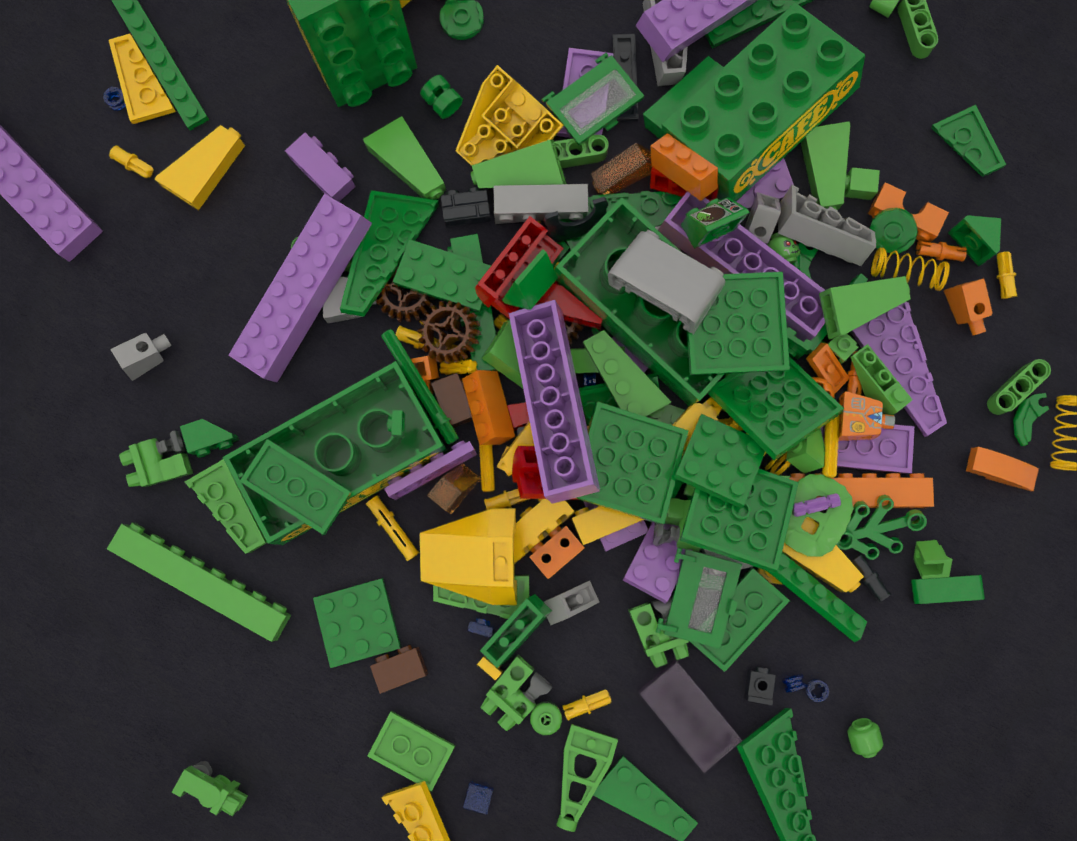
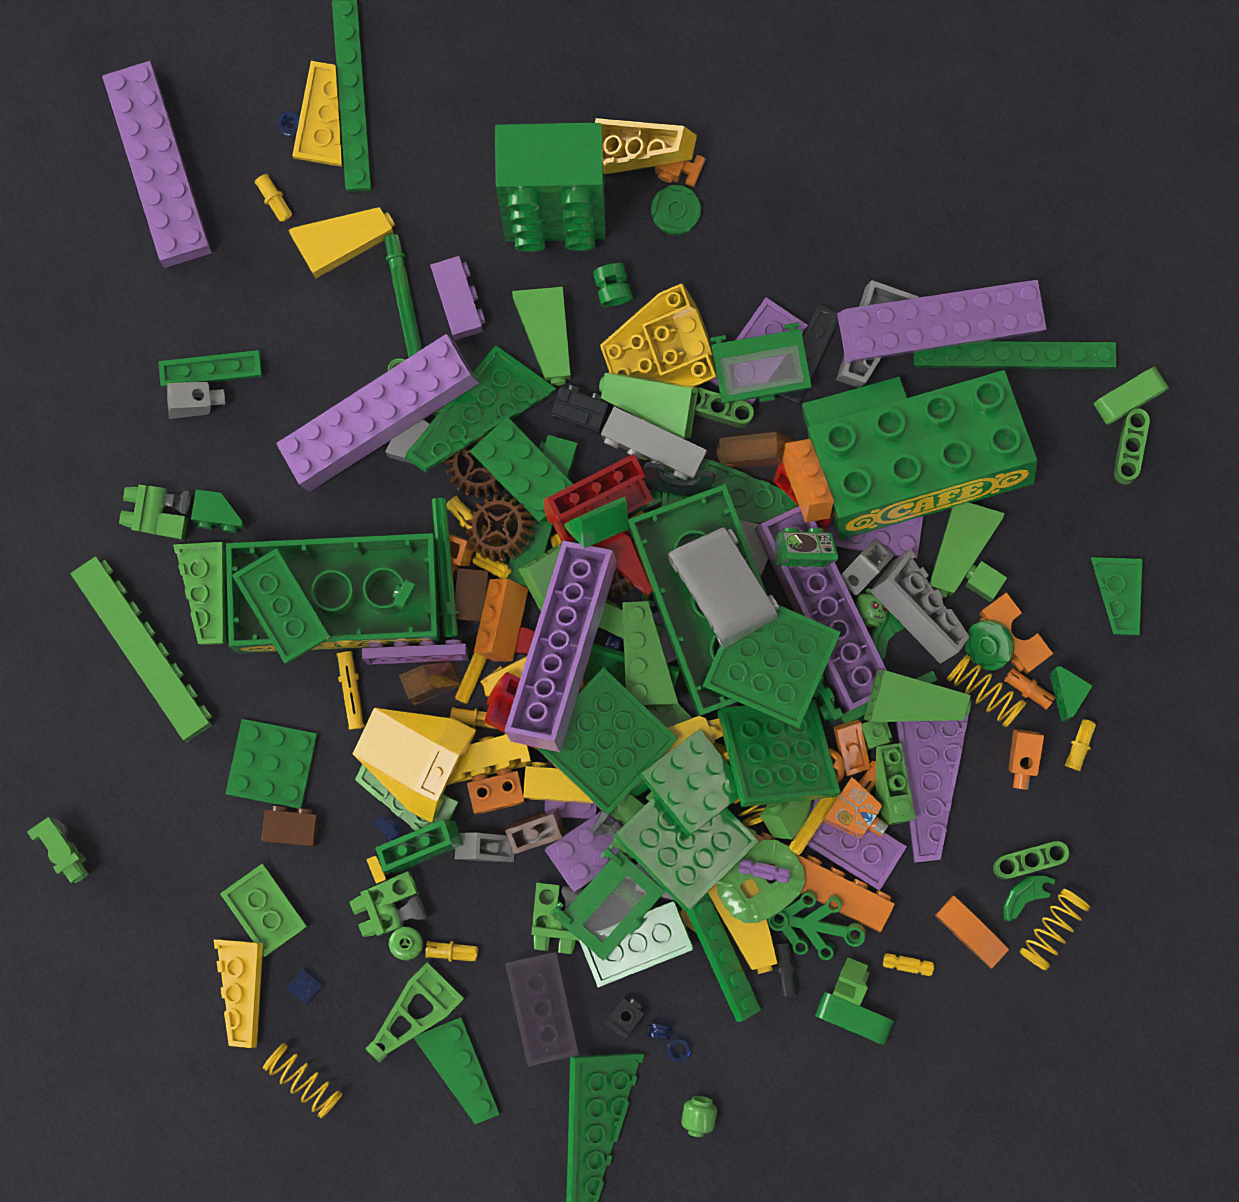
camera: 25 degrees right, 0 degrees up
(148, 320) = (211, 368): none -> green plate
(272, 183) = (402, 292): none -> green axle
(606, 567) = (535, 831): none -> brick
(965, 522) = (908, 964): none -> yellow axle

